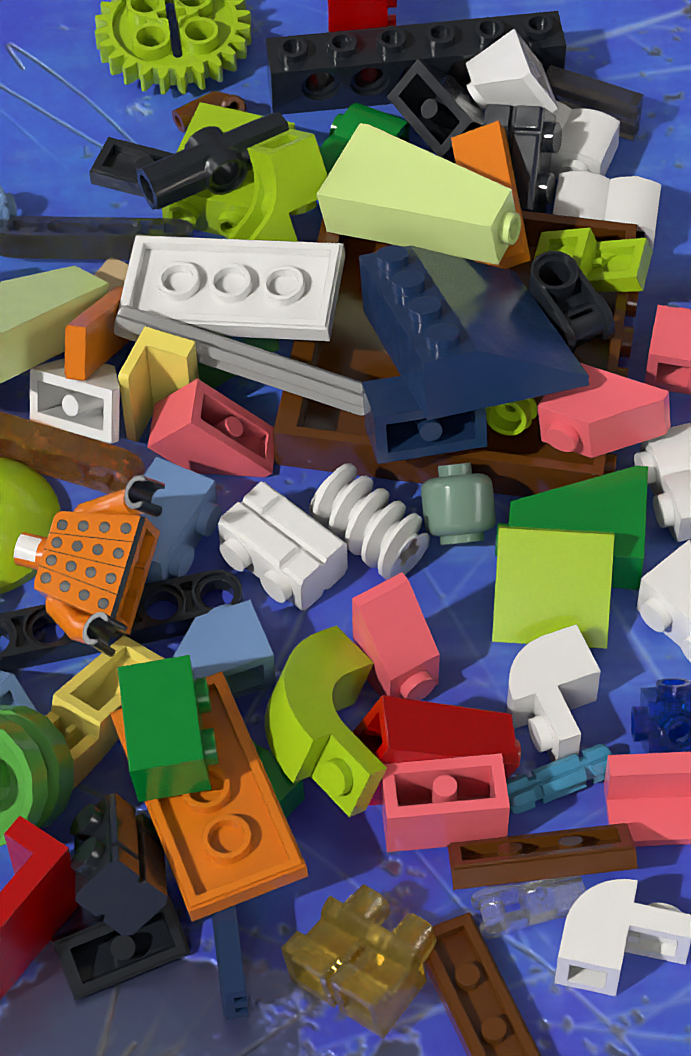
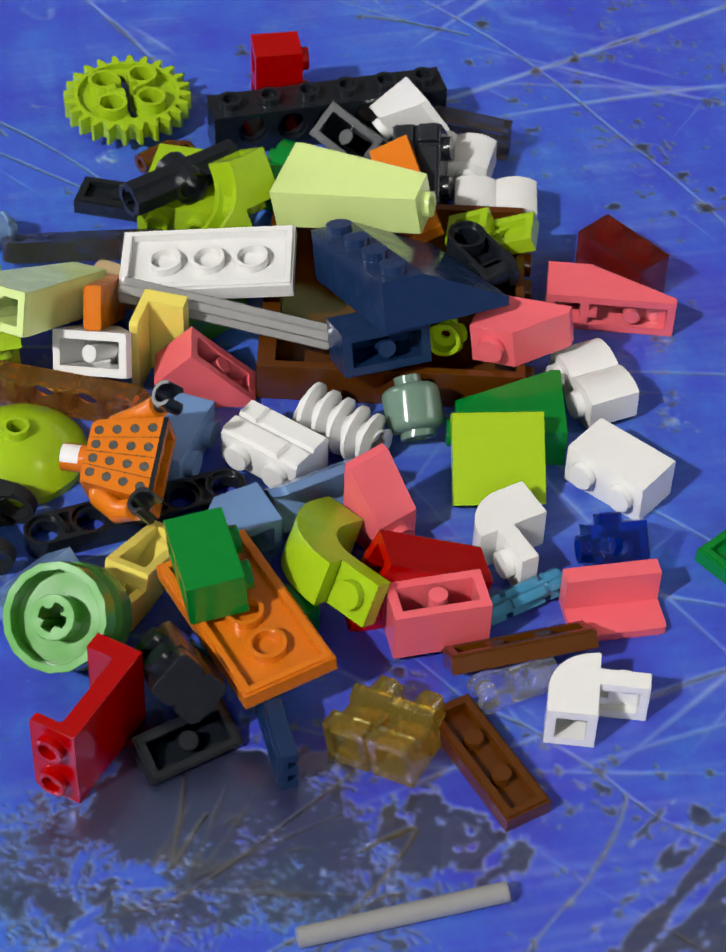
camera: 10 degrees left, 10 degrees down
(309, 612) = (293, 494): none -> medium blue panel

